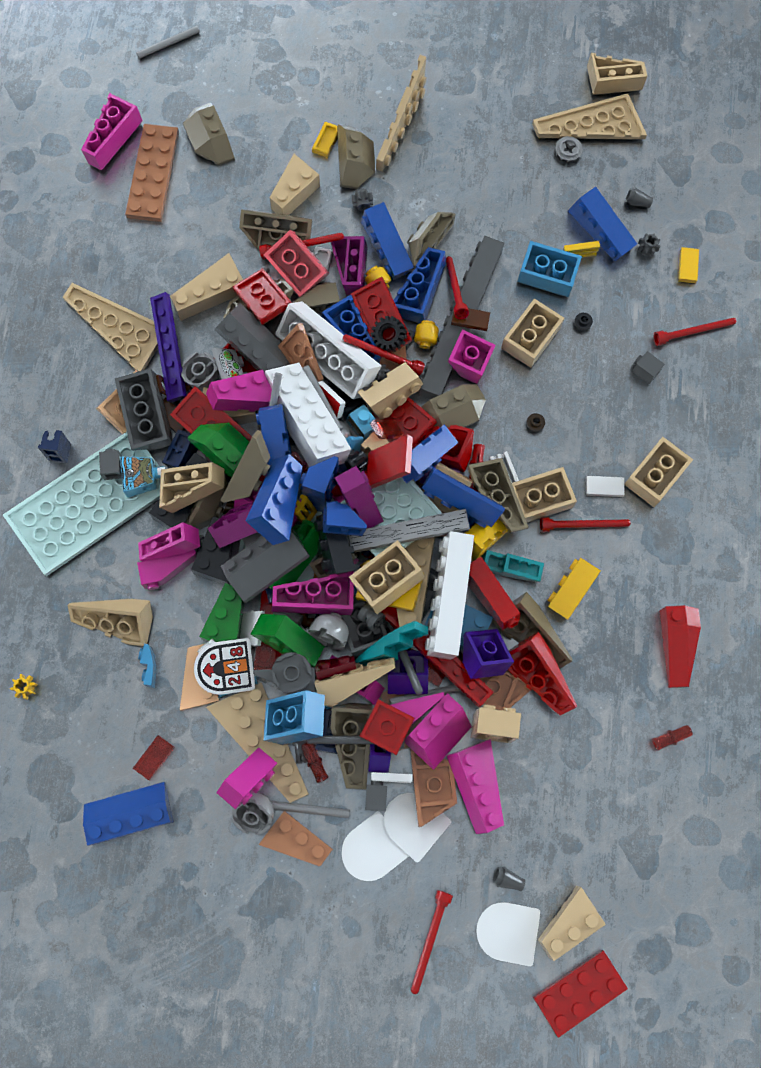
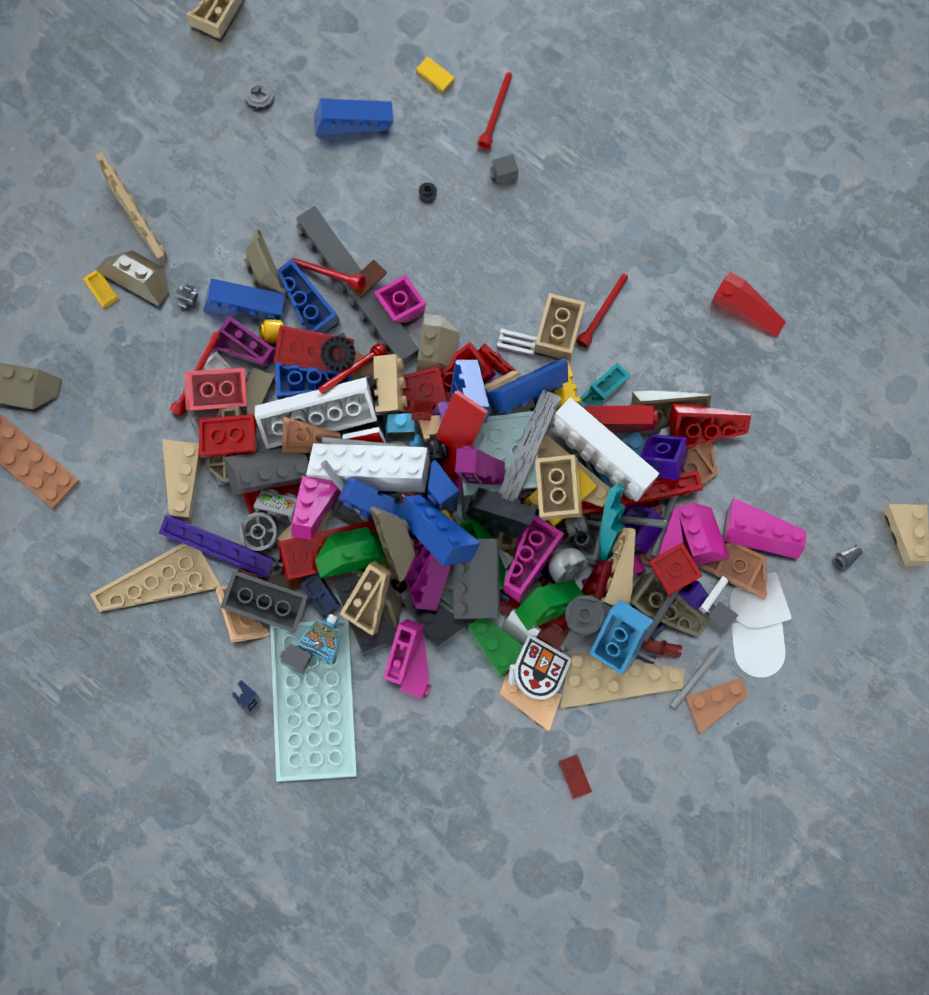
camera: 55 degrees left, 0 degrees up
(29, 689) = (448, 854): yellow gear -> none
(119, 618) = (437, 734): tan wedge -> none
(126, 814) = (609, 824): blue slope -> none
(148, 659) = (489, 731): dark azure slope -> none
(247, 778) = (648, 703): dark pink wedge -> none
(255, 815) = (675, 720): light grey cylinder -> none
(270, 227) = (162, 385): dark tan wedge -> none
(294, 186) = (132, 345): tan wedge -> none
(341, 519) = (488, 491): blue slope -> none
(426, 334) = (352, 324): yellow head -> none
(442, 901) = (833, 617): red piece -> none
(494, 482) = (528, 355): dark tan wedge -> none
(496, 724) = (725, 485): tan brick -> none
(509, 932) = (887, 583): white sticker -> none
(532, 333) = (412, 238): tan brick -> none
(535, 427) = (491, 294): dark brown plate -> none
(549, 269) = (363, 186): dark azure brick -> none
(573, 587) = (652, 353): yellow wedge -> none
(583, 249) = (362, 150): yellow tile -> none
(599, 120) = (251, 49): tan wing -> none
(604, 486) = (582, 272): white tile -> none
(638, 198) = (344, 72): dark grey cone -> none
(649, 244) = (392, 89): dark grey gear -> none
(658, 472) = (600, 223): tan brick -> none
(672, 737) = (817, 361): clear red axle -> none

